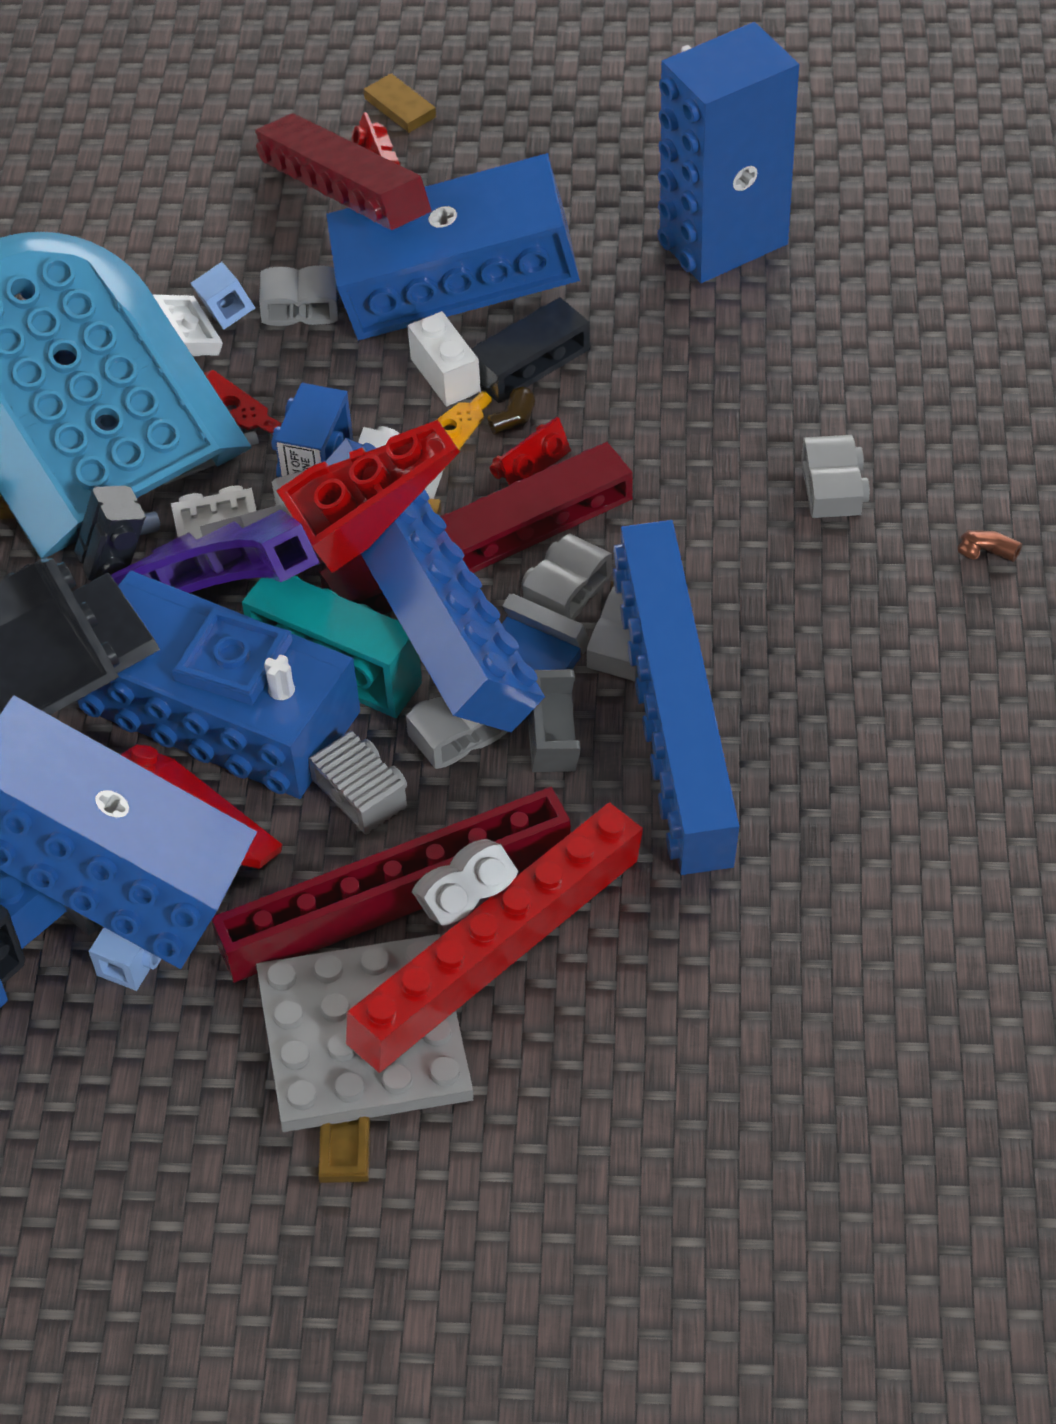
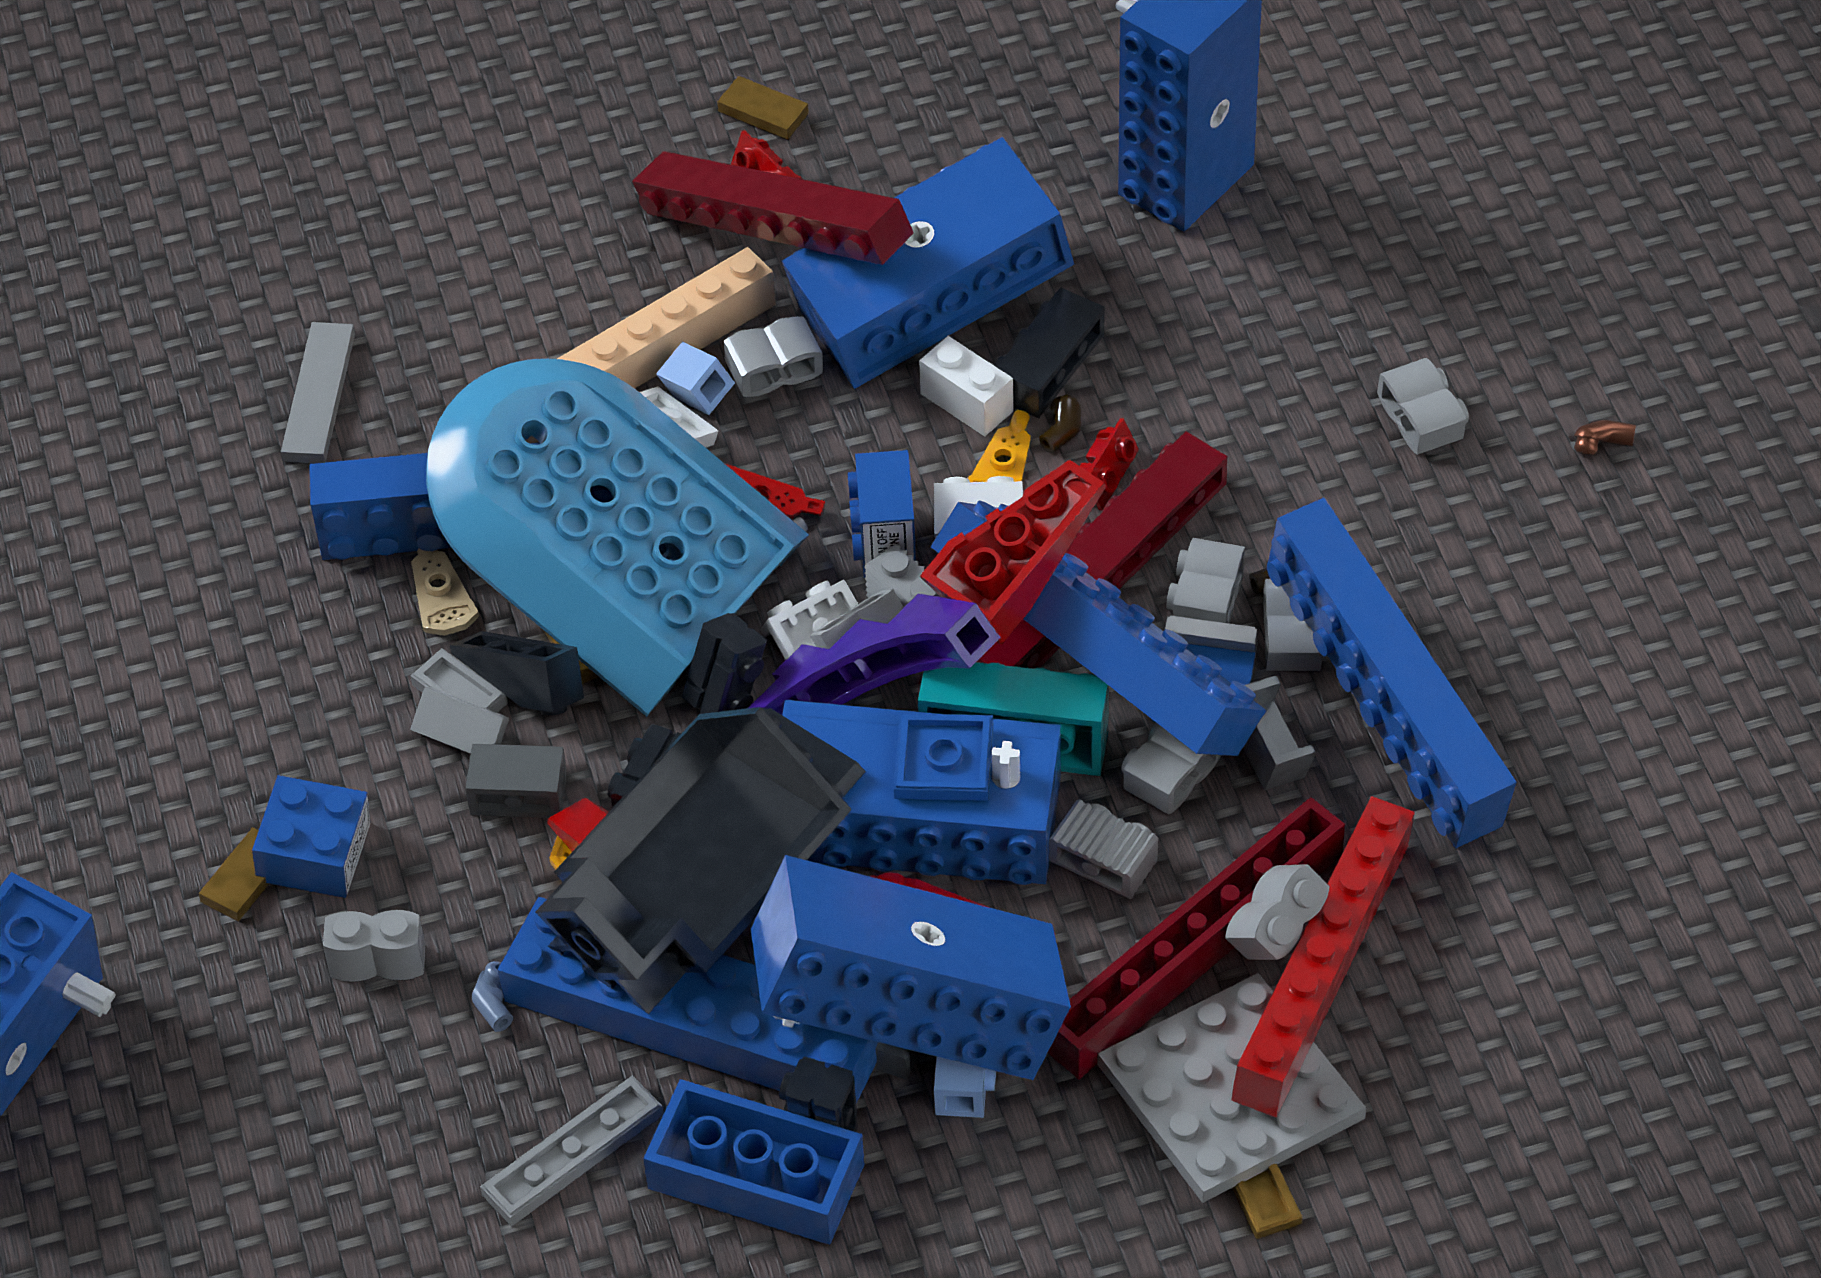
camera: 20 degrees left, 0 degrees up
(244, 246) = (690, 314): none -> light nougat brick

